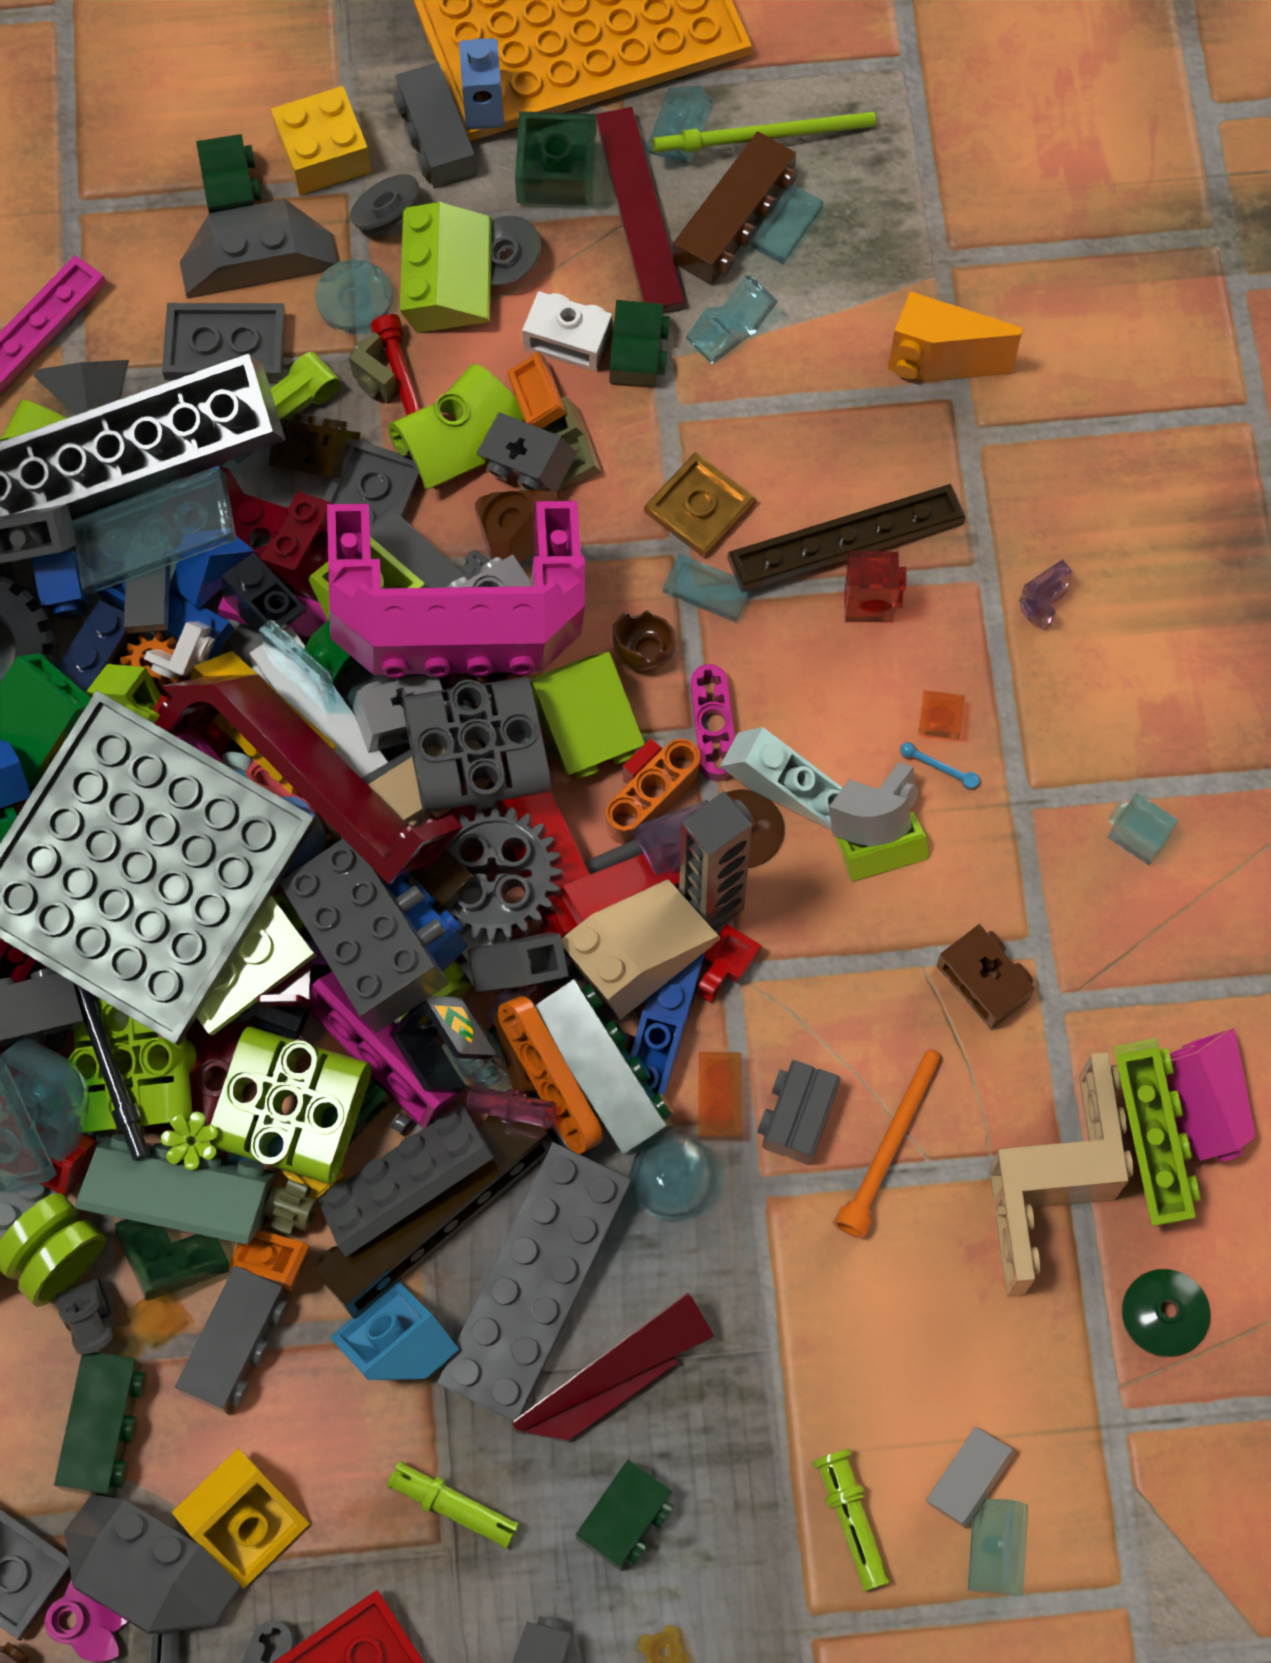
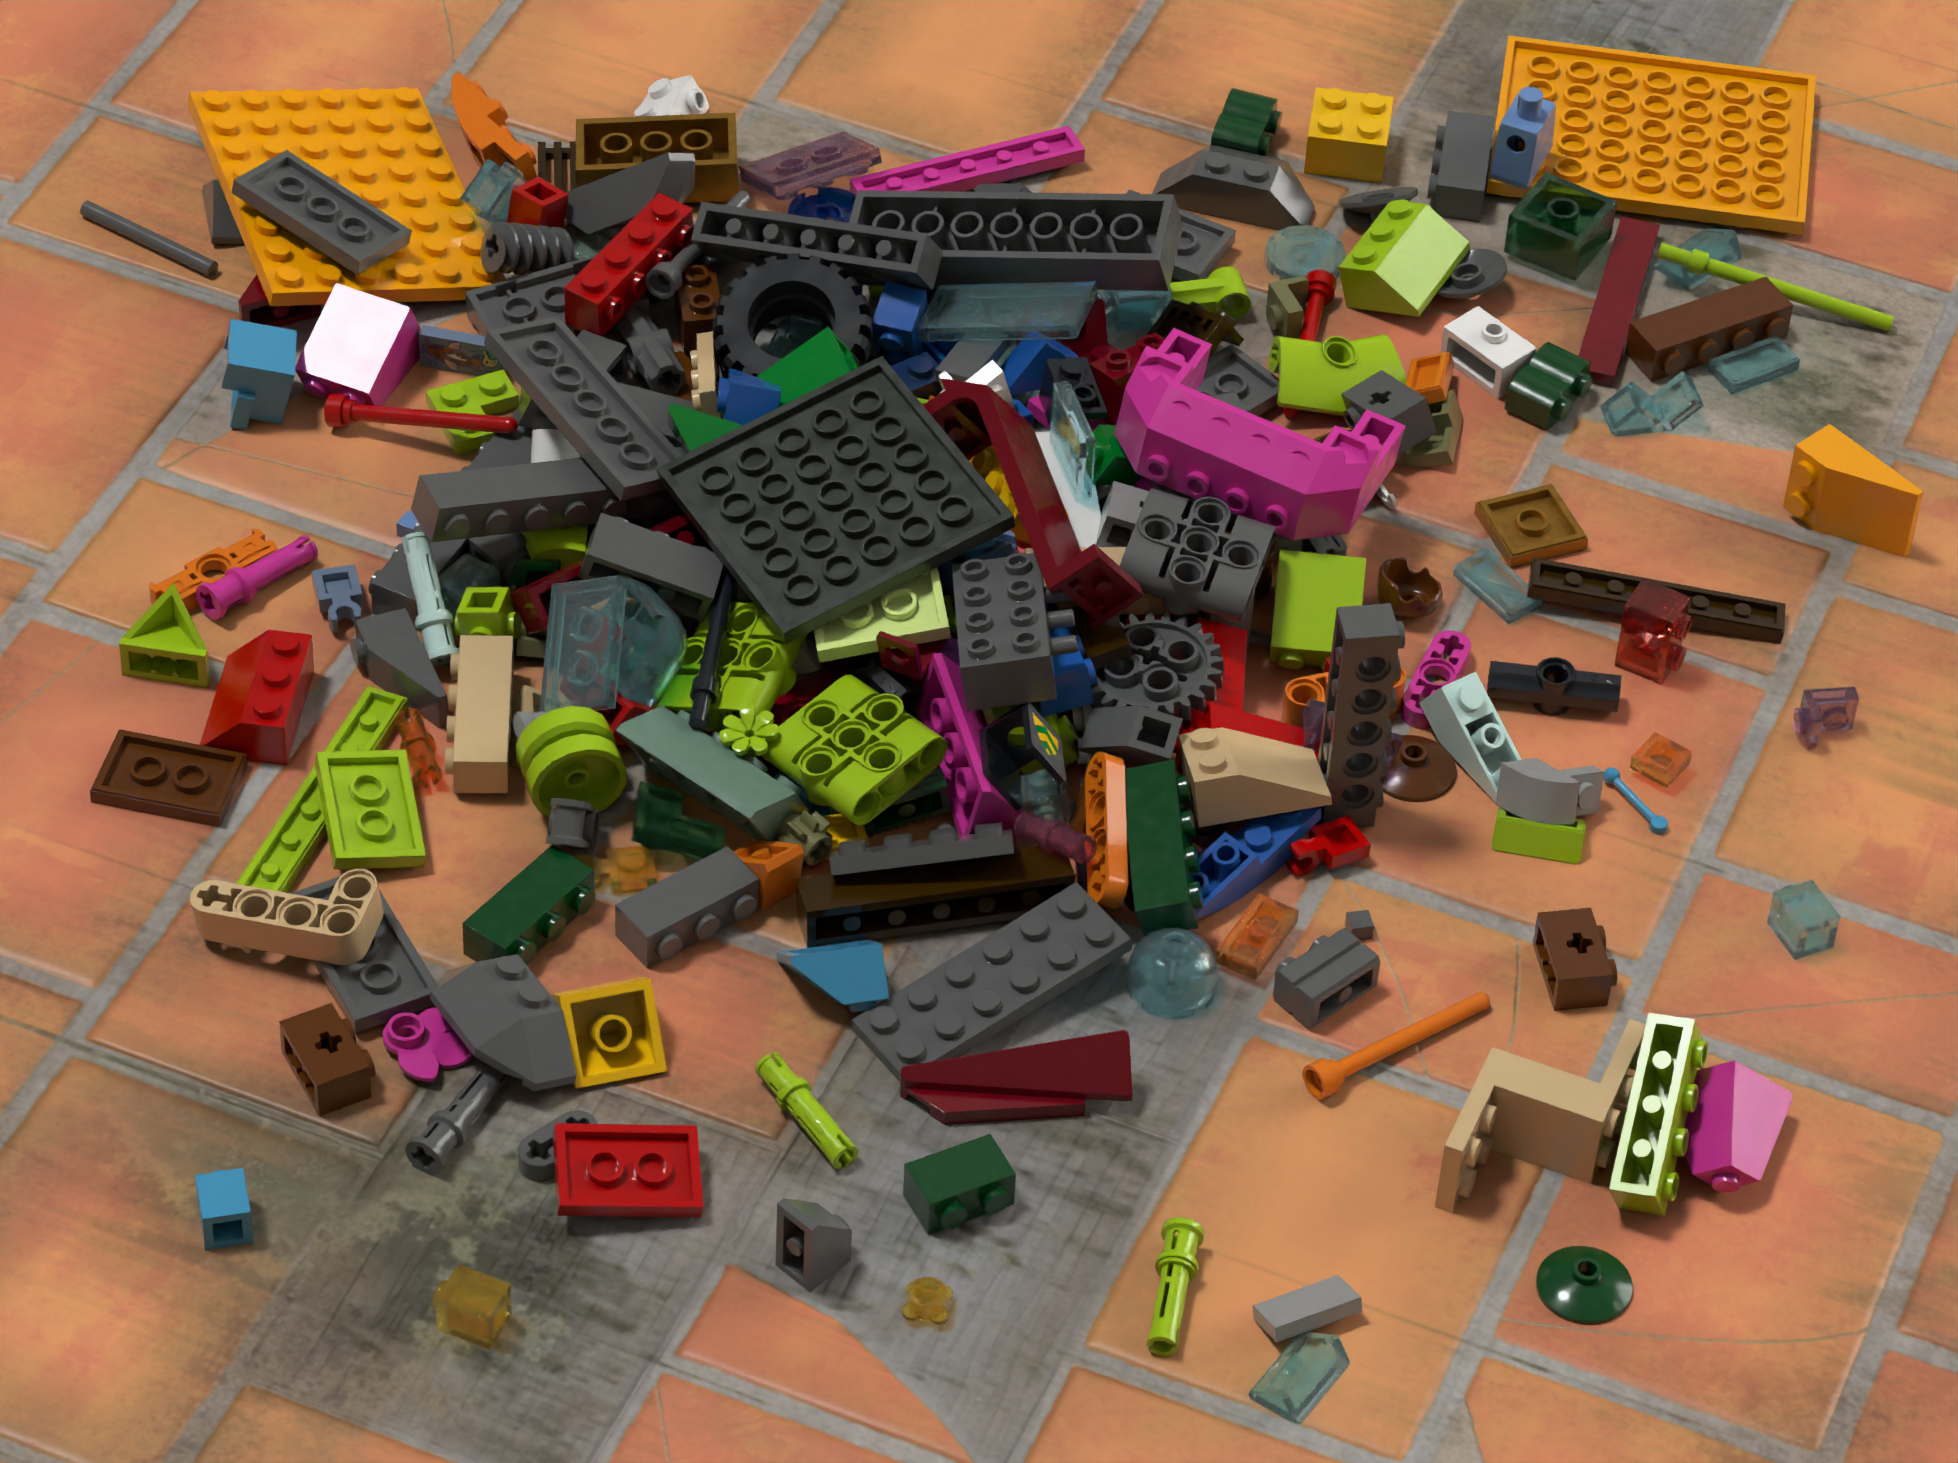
camera: 25 degrees right, 25 degrees down
(792, 1031) = (1360, 924): none -> dark grey piece
(838, 672) = (1554, 686): none -> black piece

